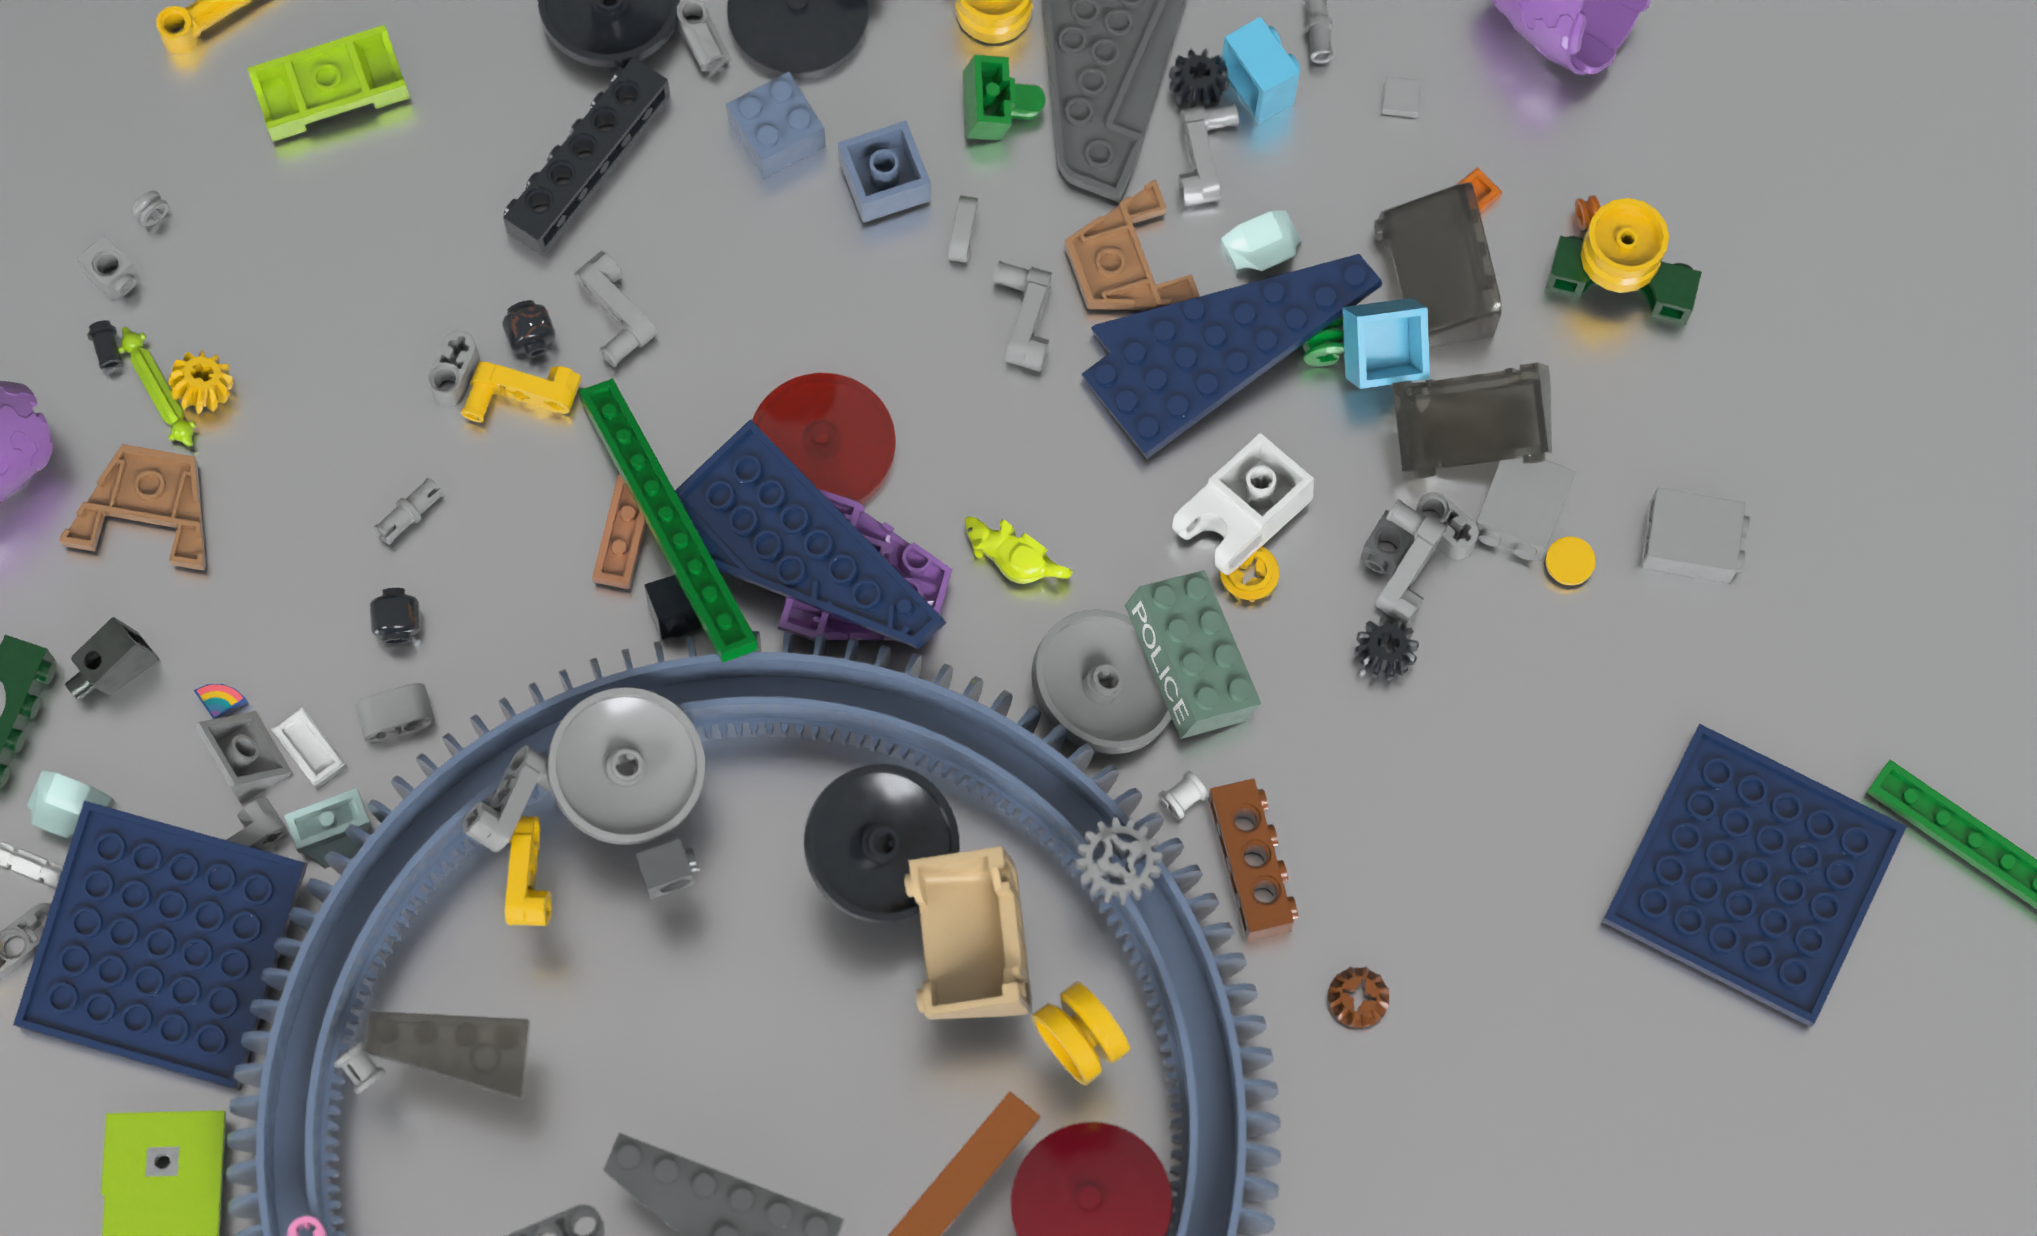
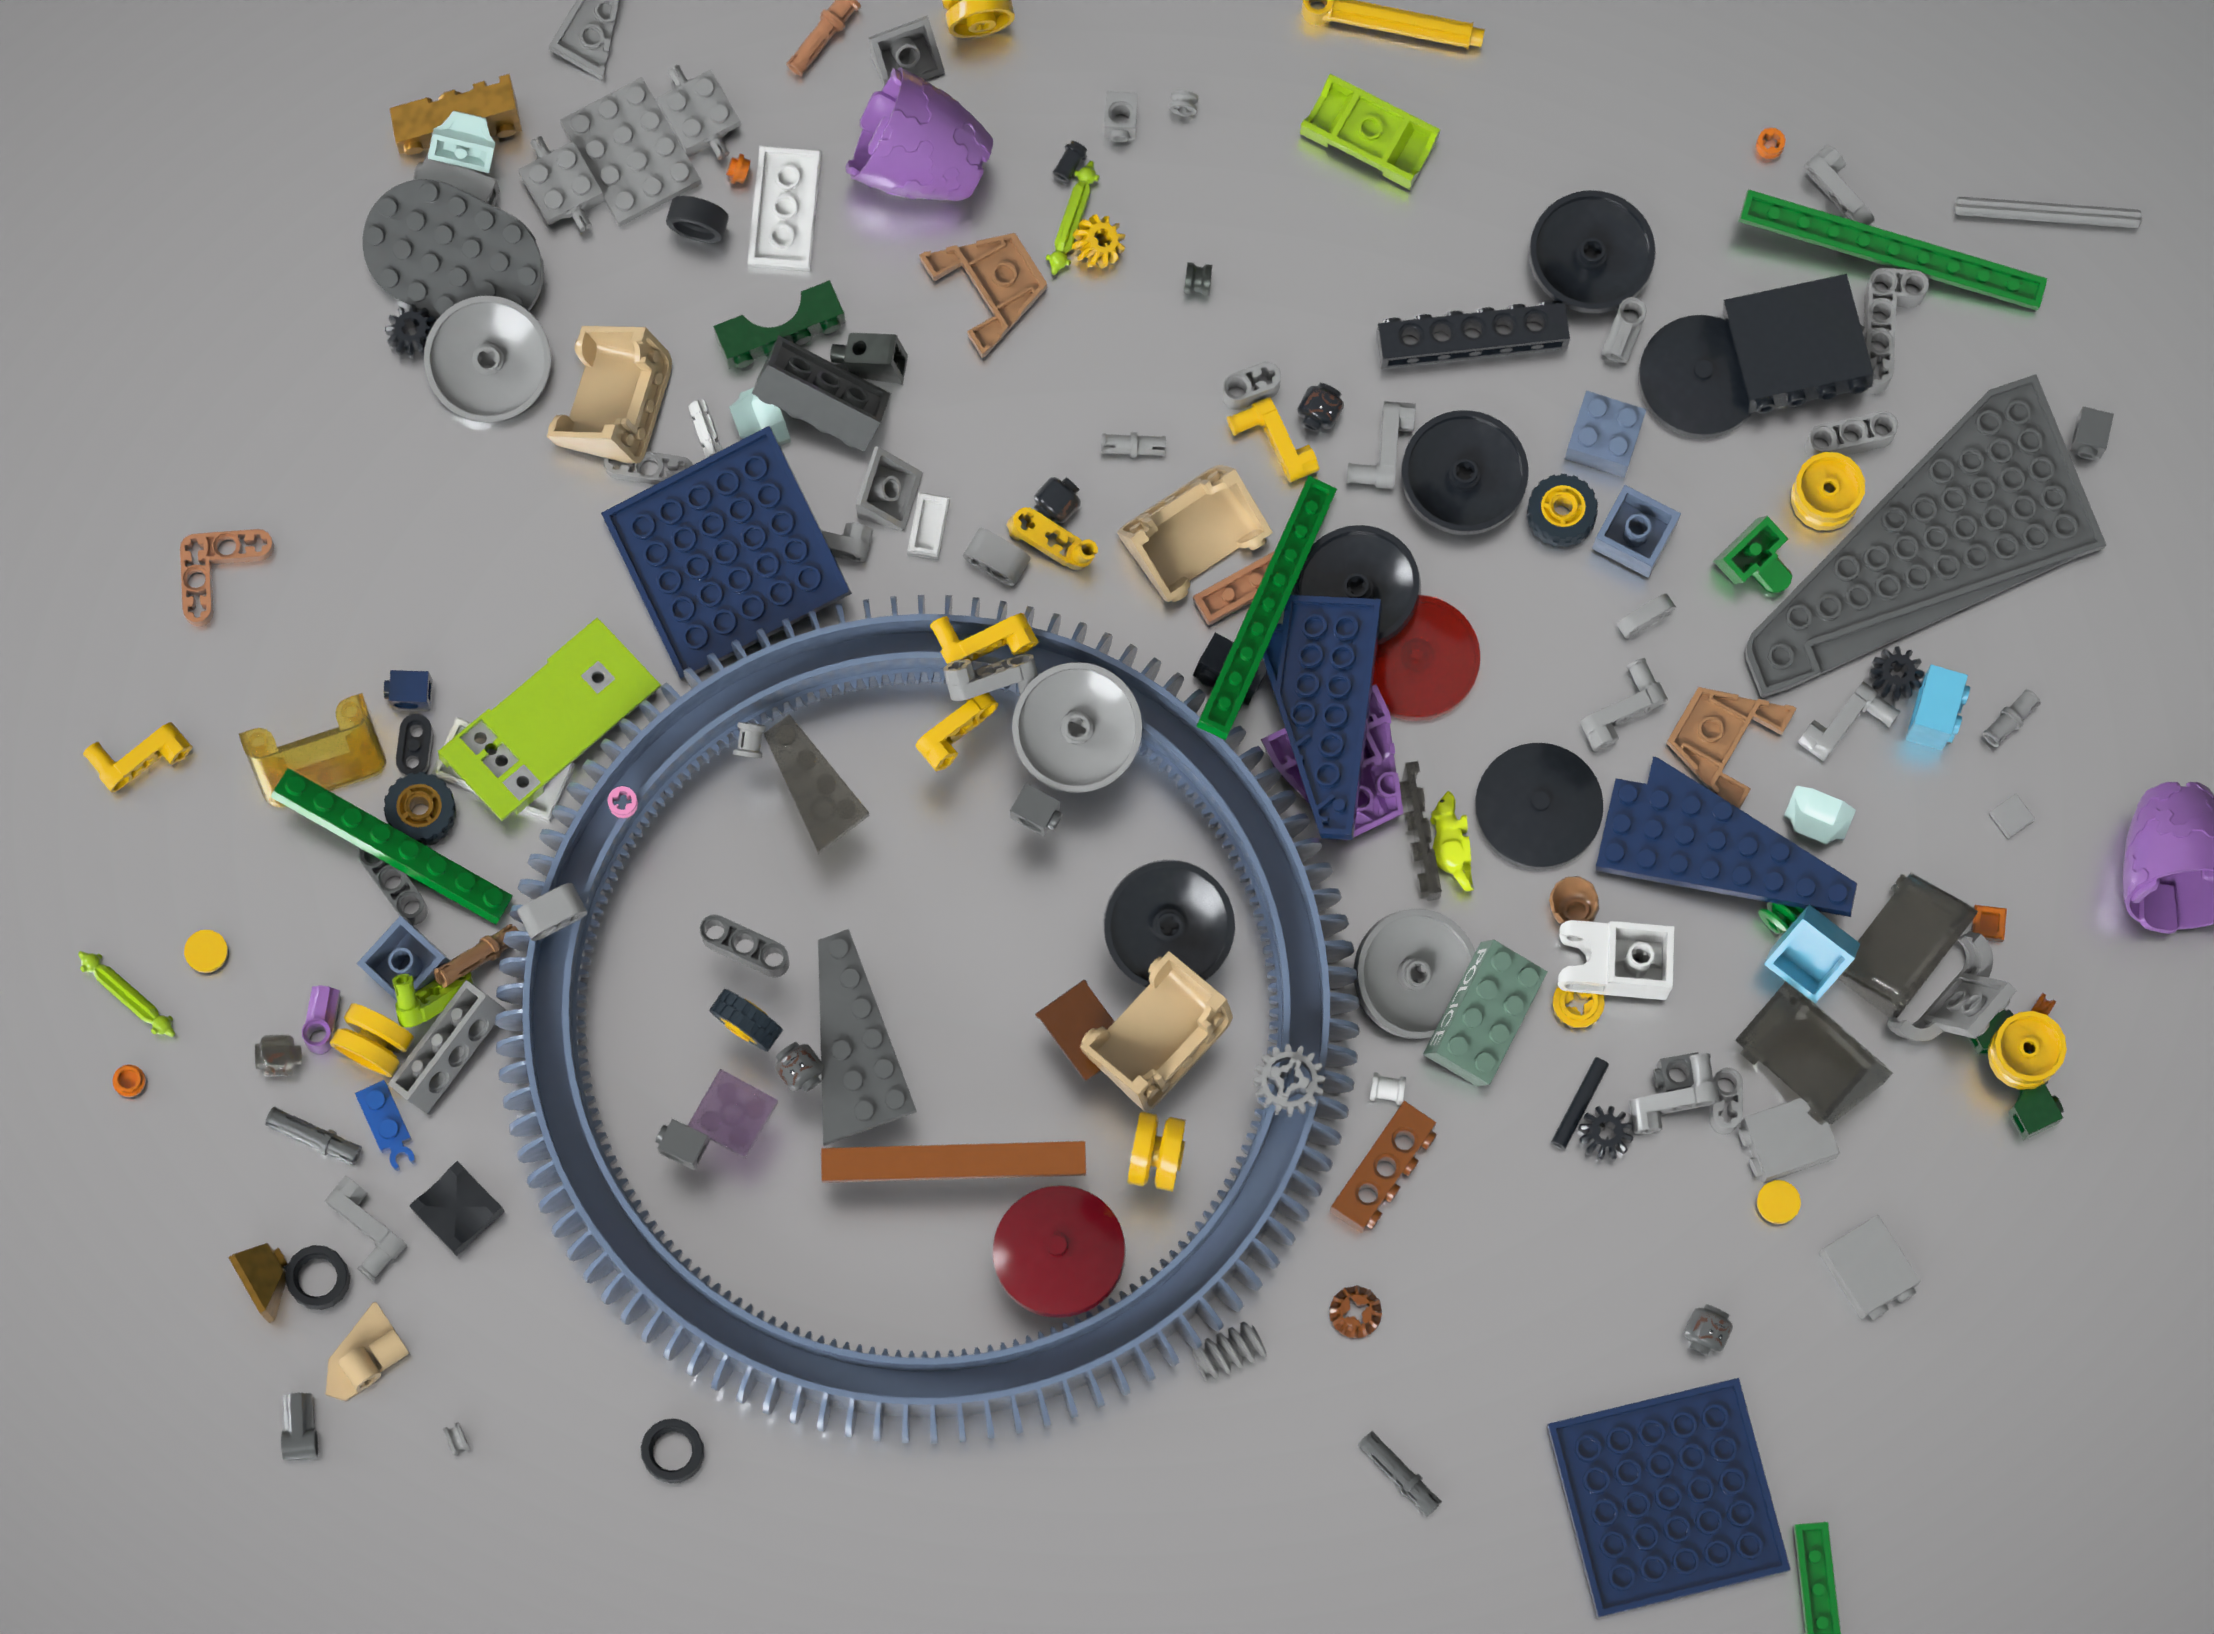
camera: 50 degrees right, 5 degrees up
(100, 733) = (821, 394): none -> dark grey slope
(220, 699) = (909, 445): tile -> none
(316, 330) = (1198, 278): none -> pearl dark grey wheel
(324, 826) = (884, 578): light aqua slope -> none
(406, 660) = (1035, 533): none -> yellow beam
(486, 744) = (1011, 631): none -> yellow beam
(534, 524) = (1194, 530): none -> tan windscreen
(700, 262) = (1464, 472): none -> black dish
(705, 409) = (1368, 565): none -> black dish
(805, 196) = (1566, 492): none -> black wheel
(889, 1008) = (1070, 1019): none -> reddish brown container
(982, 569) = (1428, 879): none -> clear smoke wing
(1046, 457) = (1538, 806): none -> black dish
(1159, 497) = (1574, 900): none -> medium nougat hair
(1299, 1137) = (1228, 1350): none -> light grey piece
(1339, 647) = (1580, 1103): none -> black piece
(1531, 260) = (1967, 1001): none -> light grey piece
(1546, 1084) = (1409, 1483): none -> dark grey pin
(1635, 712) = (1708, 1329): none -> dark grey head

